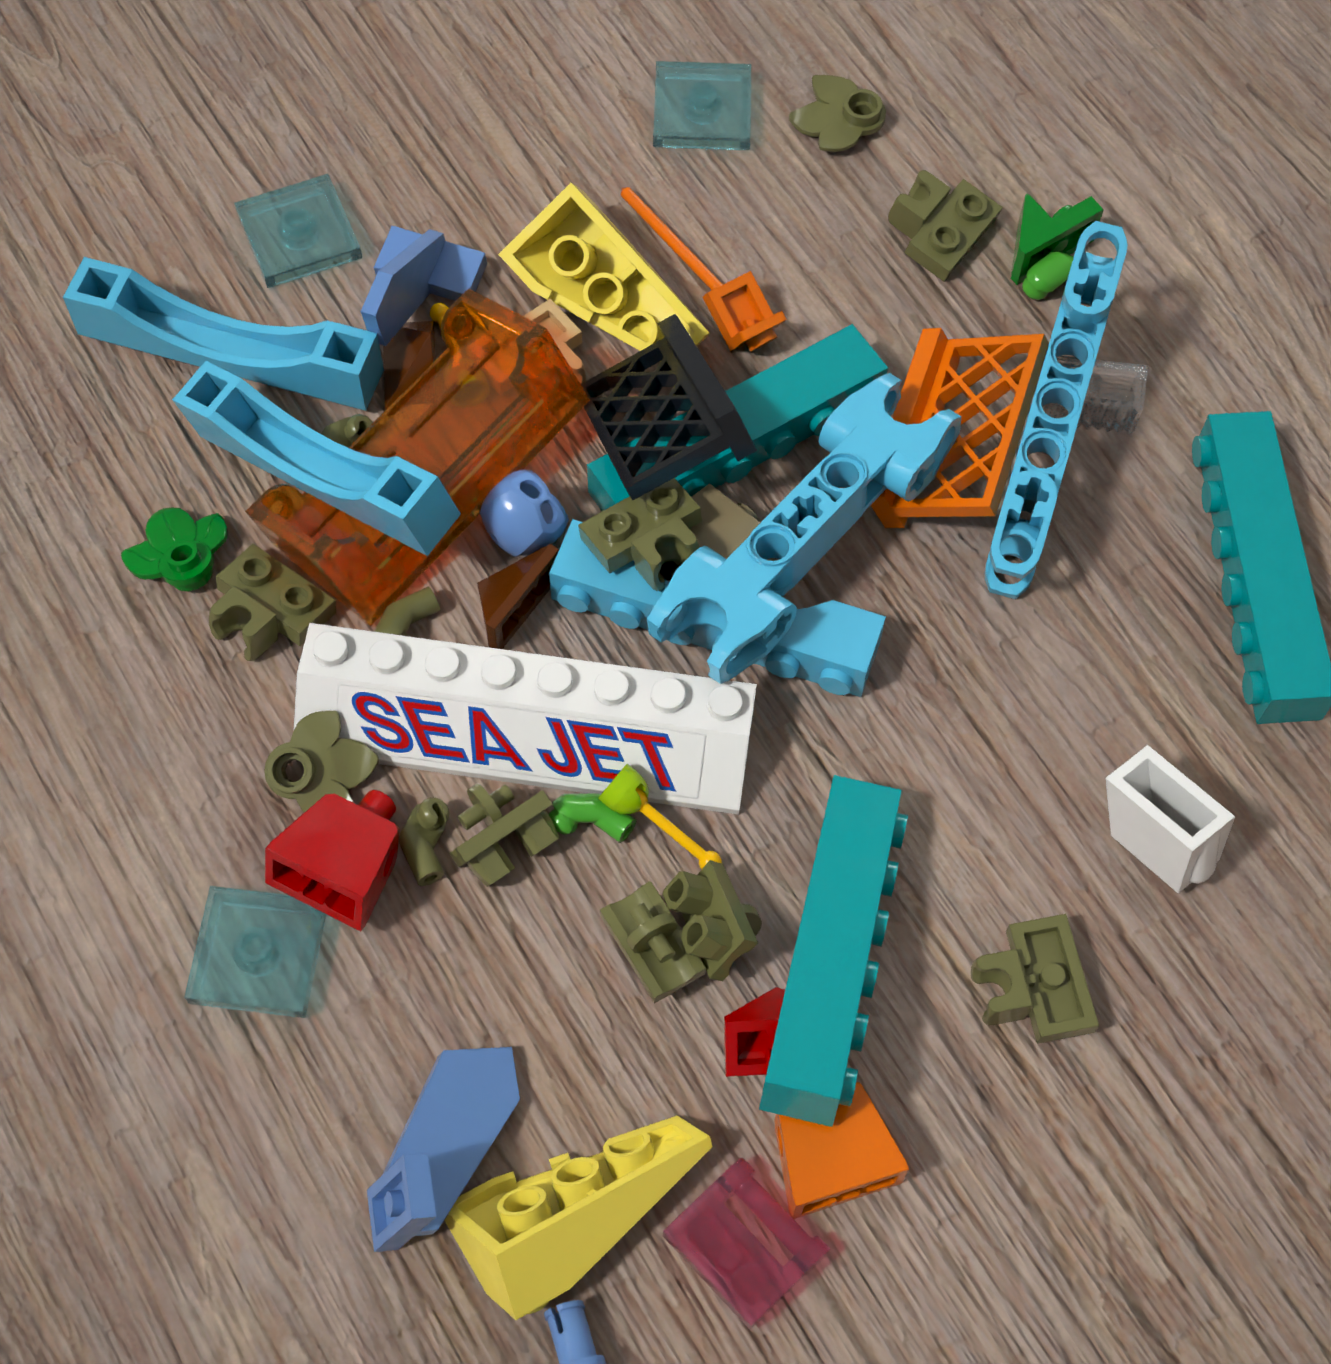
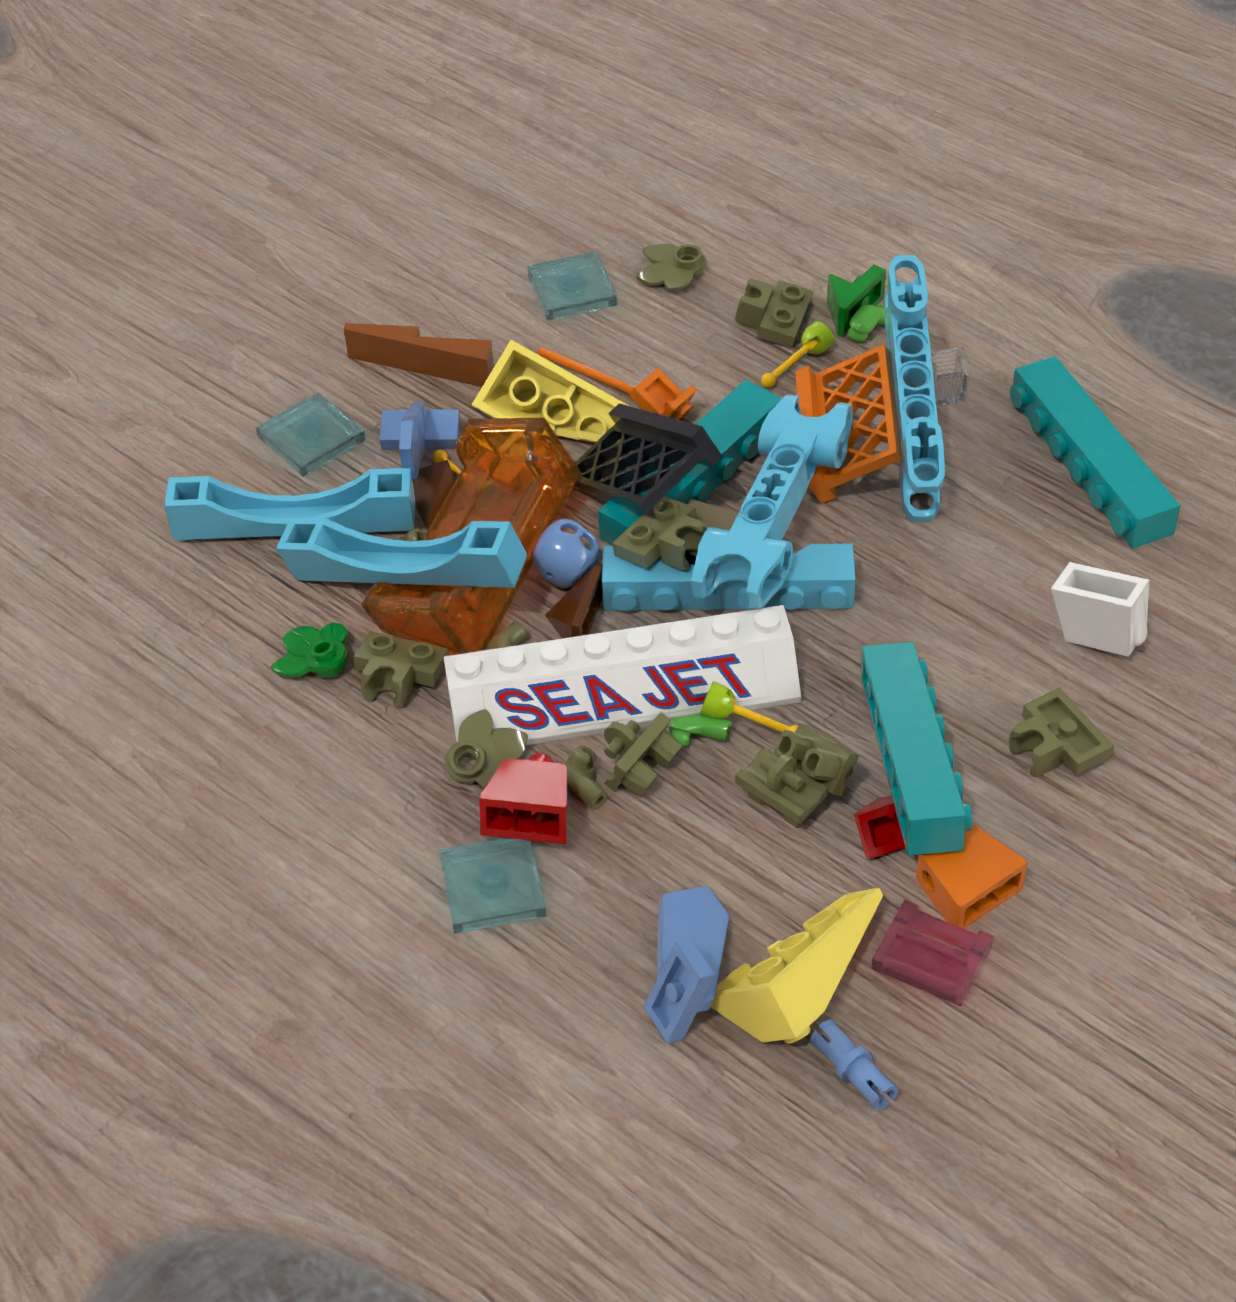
camera: 15 degrees left, 15 degrees down
(455, 140) = (403, 348): none -> dark orange slope
(974, 284) = (815, 341): none -> hinge

